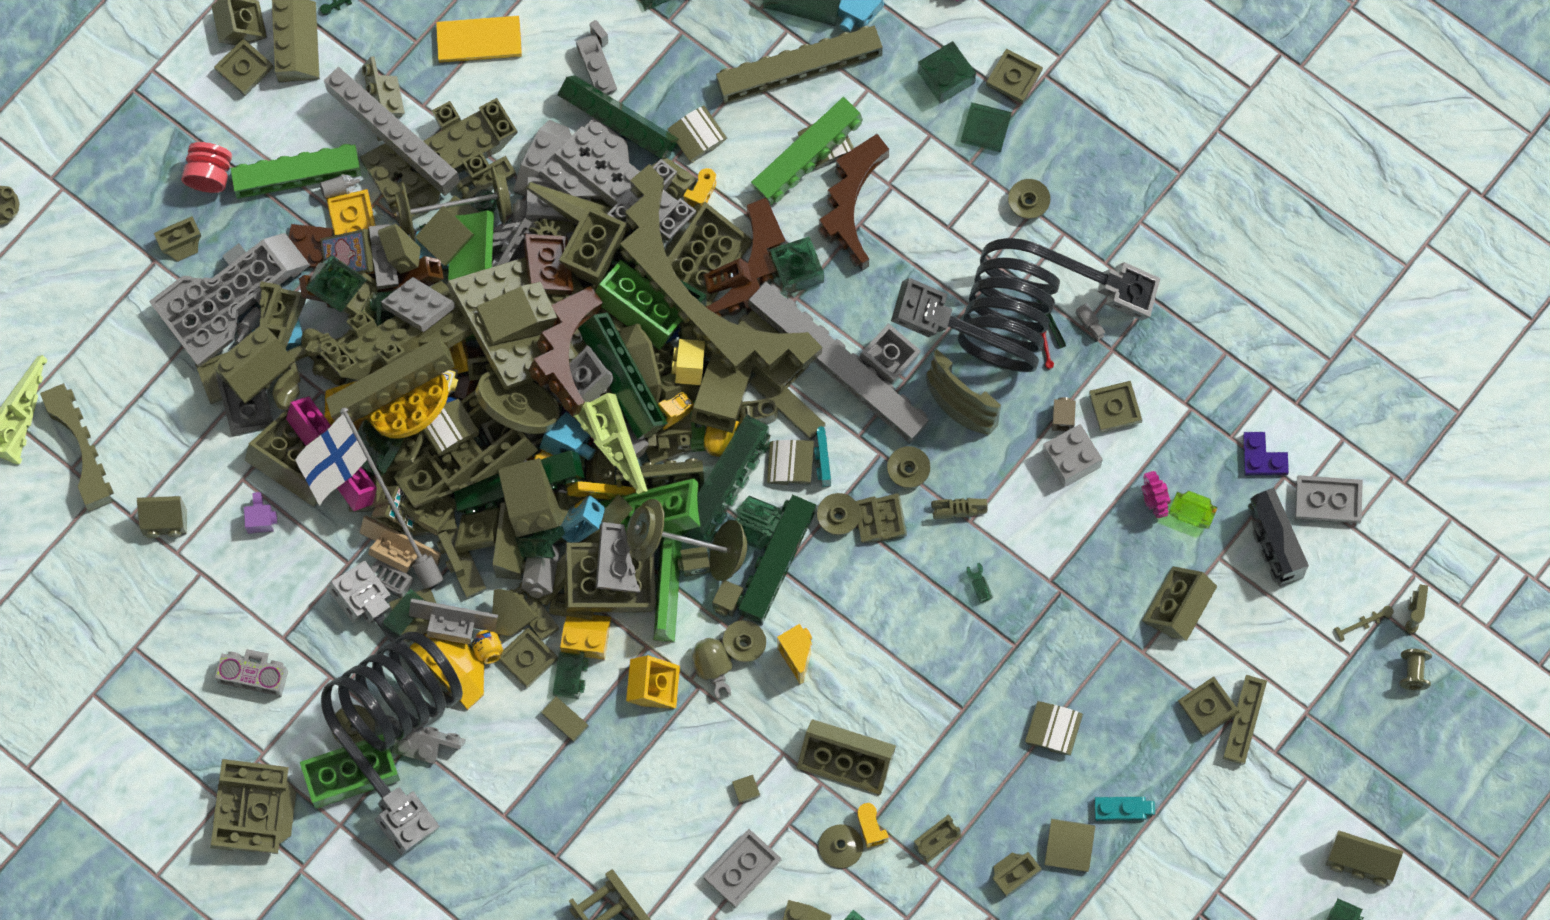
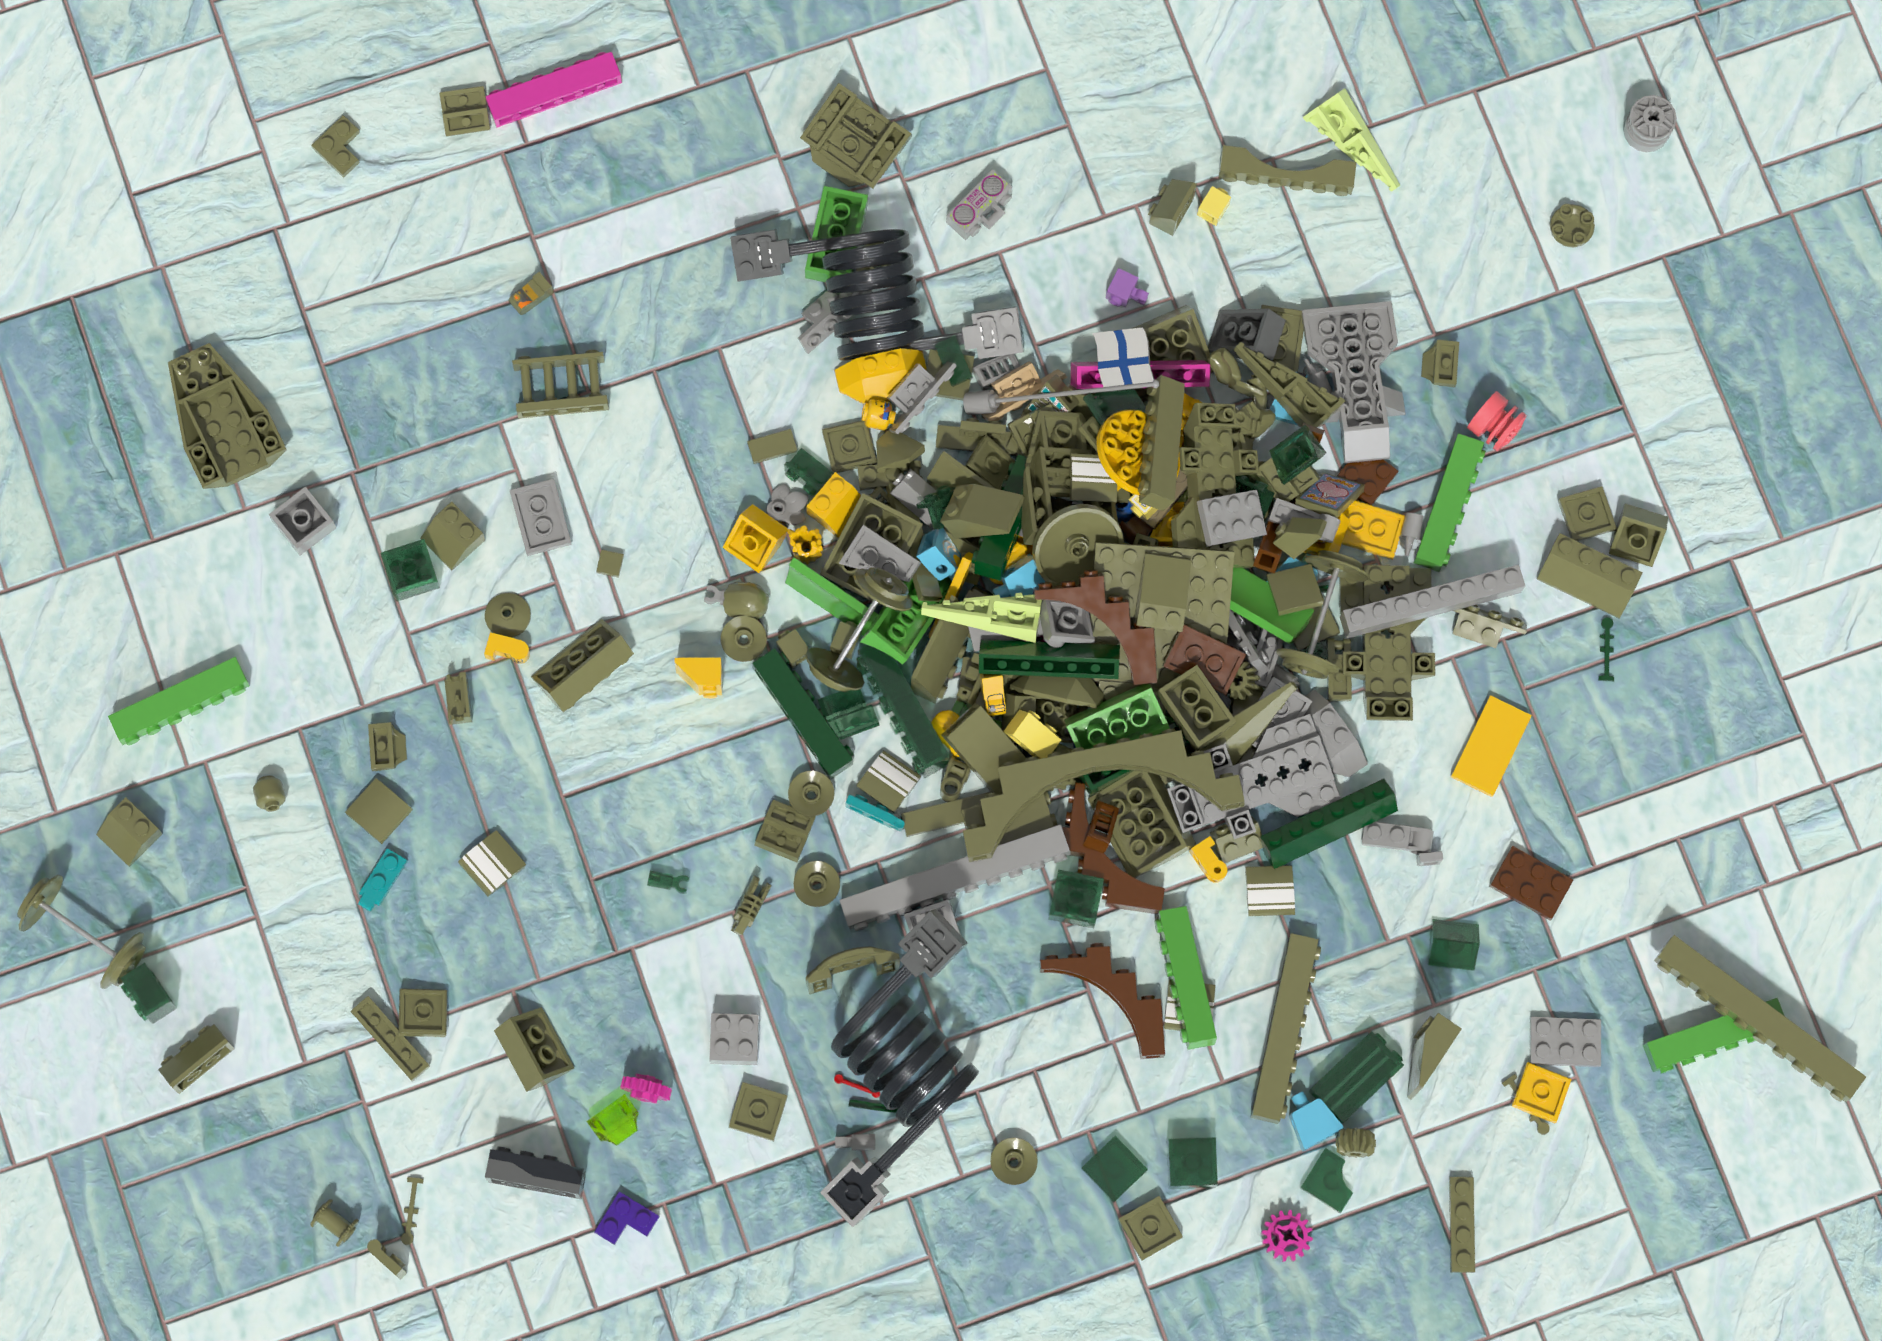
camera: 115 degrees right, 5 degrees up
(141, 485) = (1214, 205): none -> light yellow brick
(253, 363) = (1260, 343): olive slope -> none
(606, 674) = (789, 503): none -> light grey plate
(633, 627) = (804, 539): none -> yellow piece
(1063, 414) = (779, 1057): dark tan brick -> none
(1329, 499) = (544, 1252): light grey plate -> none

